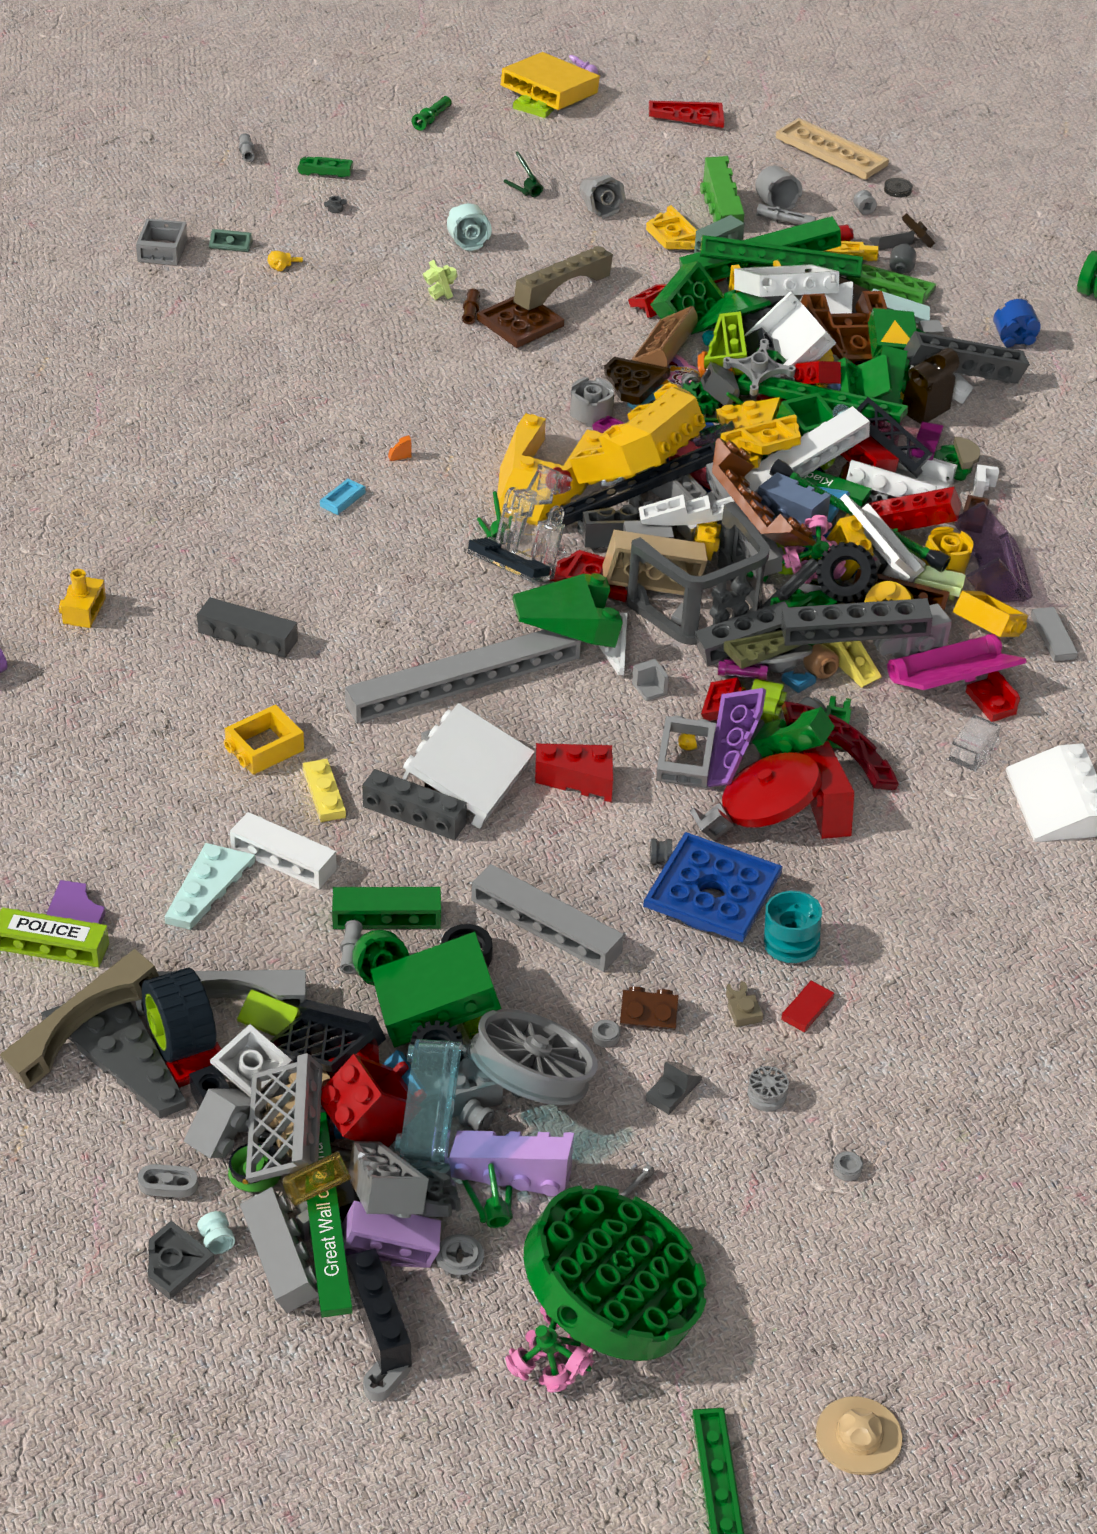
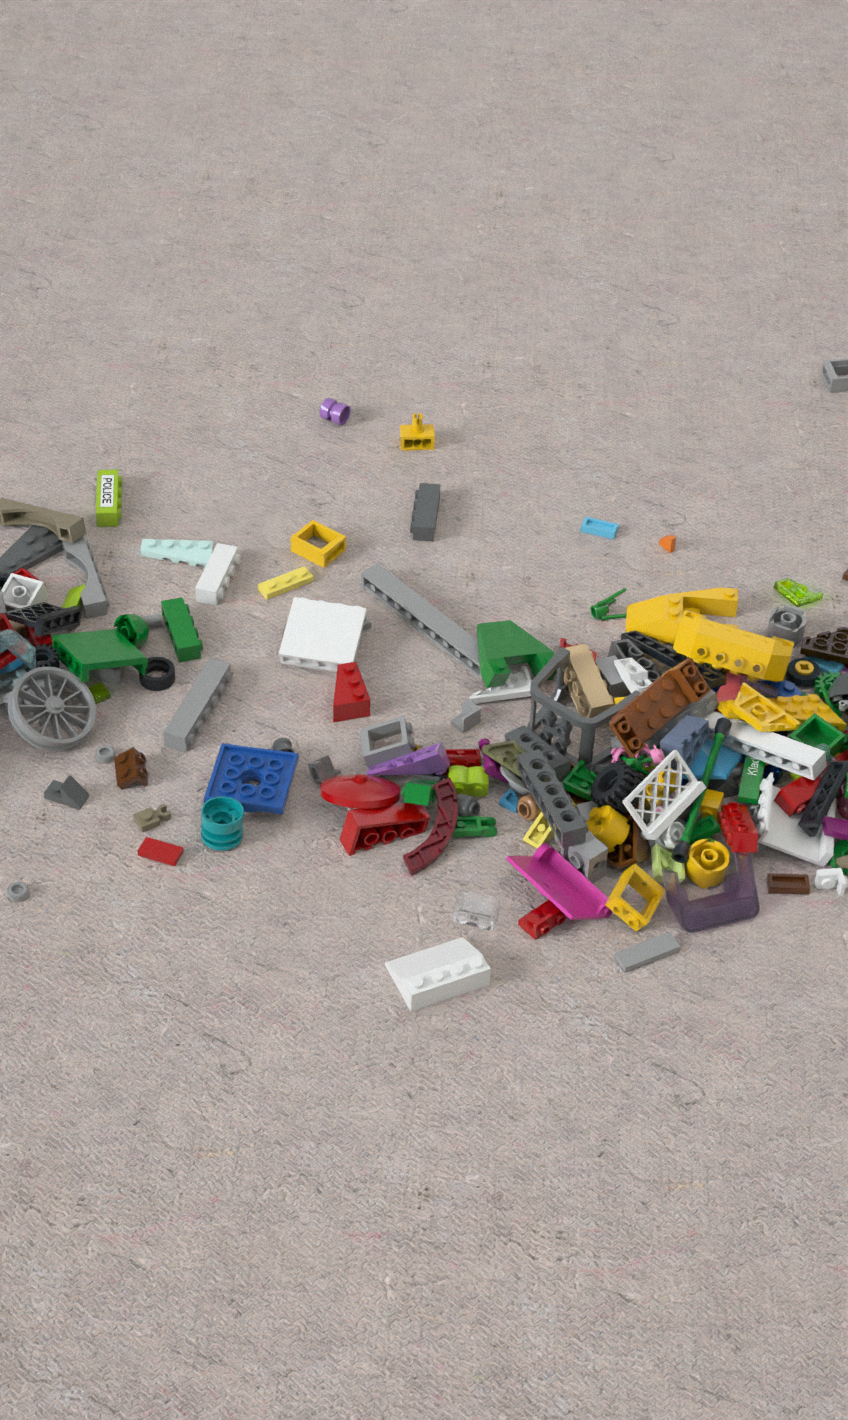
camera: 75 degrees right, 0 degrees up
(72, 902) = (139, 502): medium lavender tile -> none
(179, 1014) = (44, 552): black wheel -> none
(414, 804) = (278, 619): dark grey brick -> none
(511, 542) = (569, 613): clear container -> none
(527, 384) = (796, 593): none -> clear neon green wing
(767, 1090) = (74, 838): light grey wheel -> none

